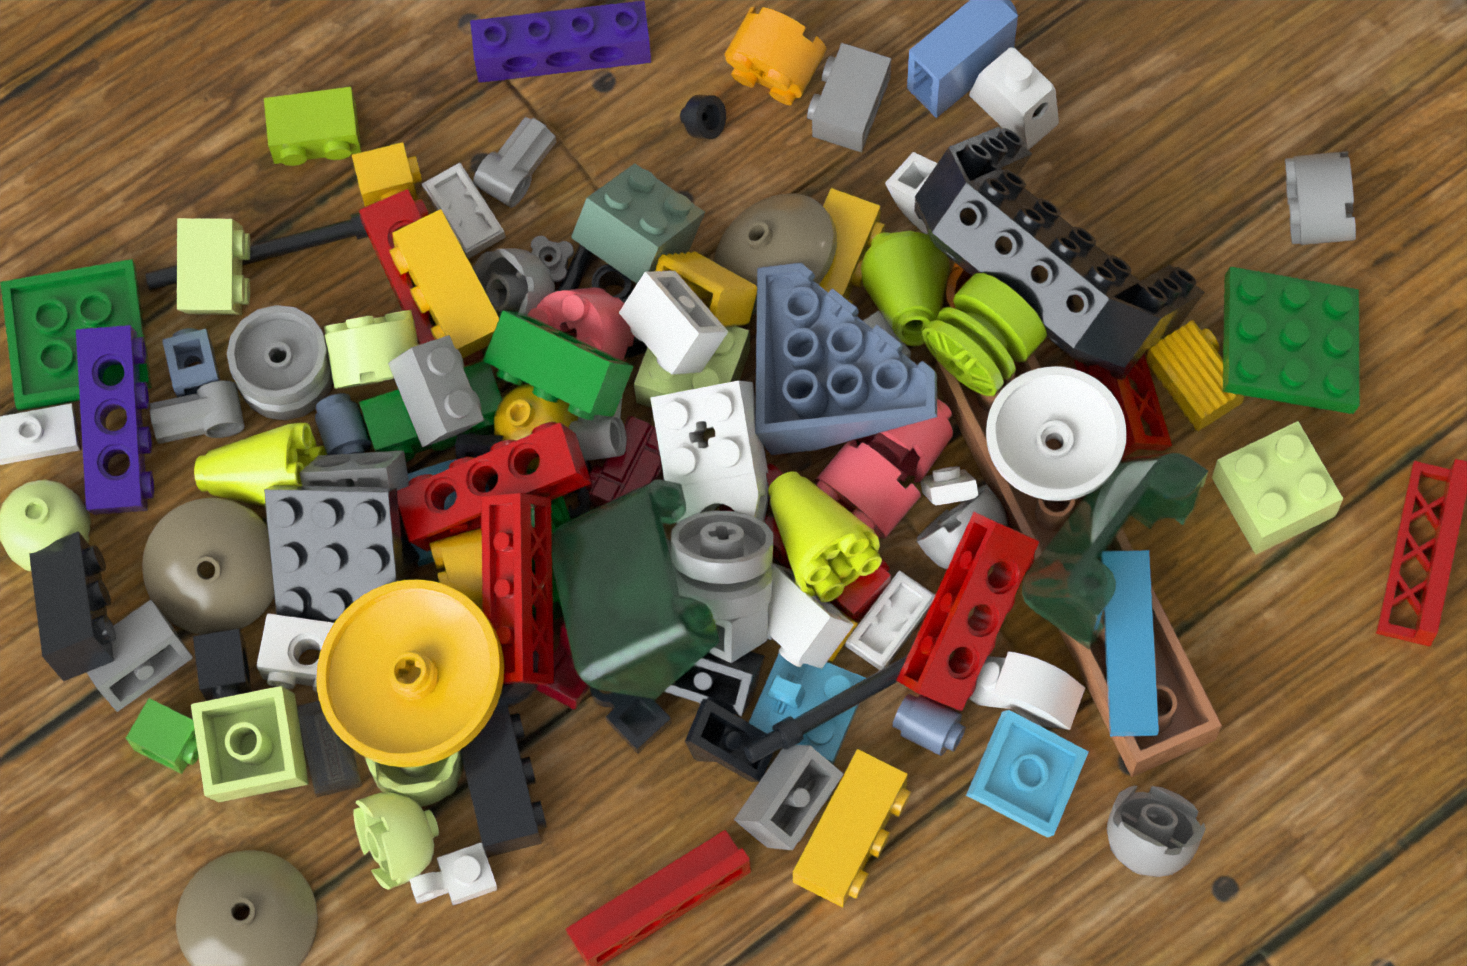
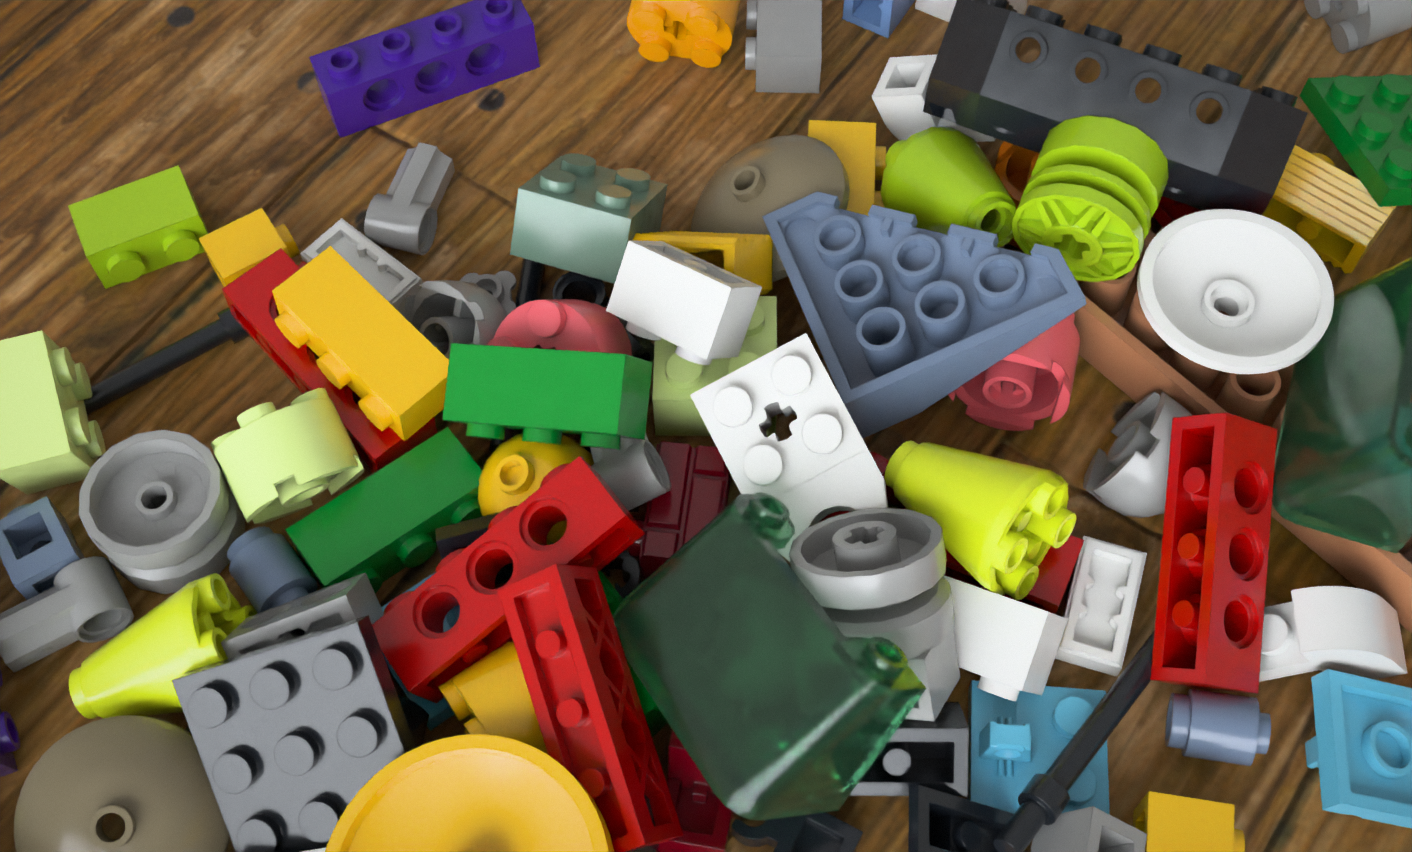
camera: 20 degrees left, 10 degrees down
(436, 390) = (388, 474): light grey brick -> none
(704, 116) = (623, 96): black tile -> none
(868, 487) = (1008, 424): coral brick -> none
(949, 486) = (1108, 408): white plate -> none

